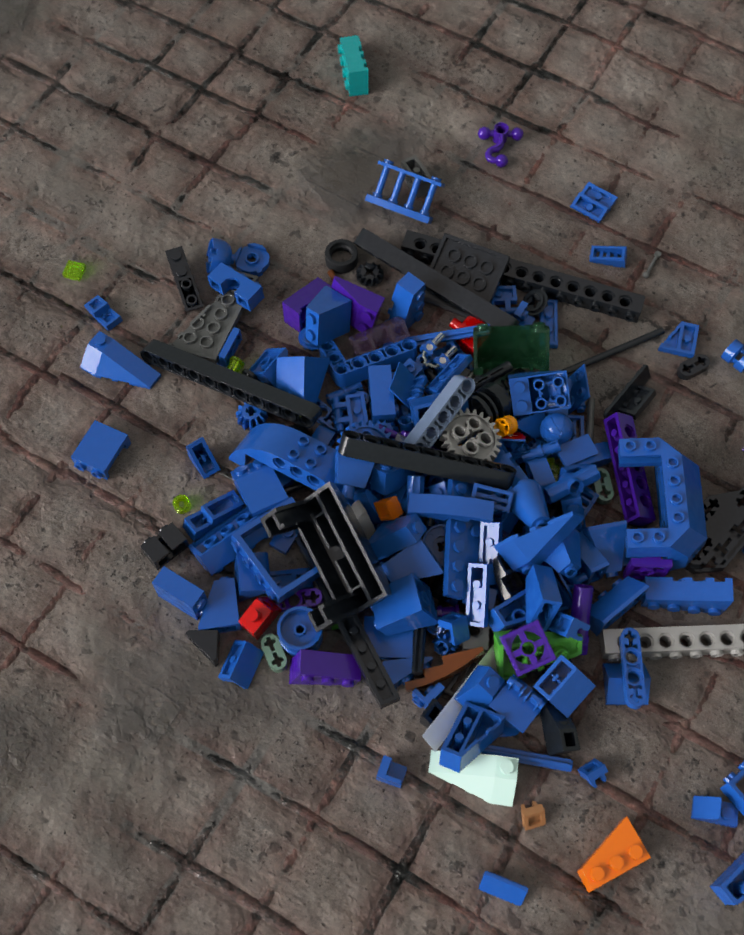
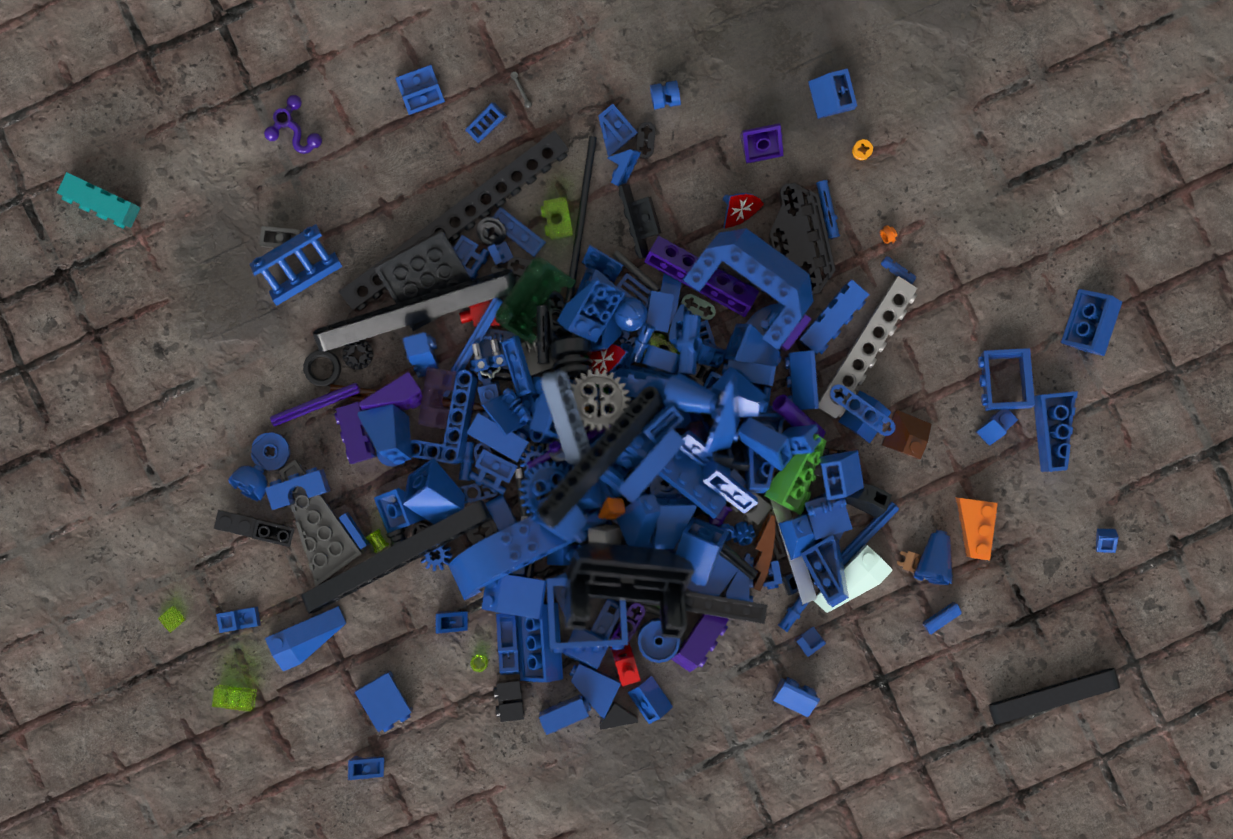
camera: 55 degrees left, 25 degrees up
(32, 467) = (365, 767): none -> blue slope
(35, 342) = (234, 698): none -> clear neon green brick
(270, 655) = (657, 673): sand green beam -> none
(305, 264) = (315, 404): none -> dark purple axle
(329, 791) = (795, 697): none -> slope
(405, 739) = (792, 614): none -> blue pin
(457, 625) = (740, 521): blue panel -> none
(502, 422) = (601, 357): light orange wheel -> none
(548, 653) = (812, 488): dark purple piece -> none
(551, 839) = (936, 560): none -> blue cone
(577, 349) = (560, 207): none -> clear neon green brick
(593, 771) = (910, 493): blue tile -> none
(640, 732) = (909, 435): none -> reddish brown slope
(665, 359) = (626, 162): none -> blue slope
(710, 463) = (740, 208): none -> red shield

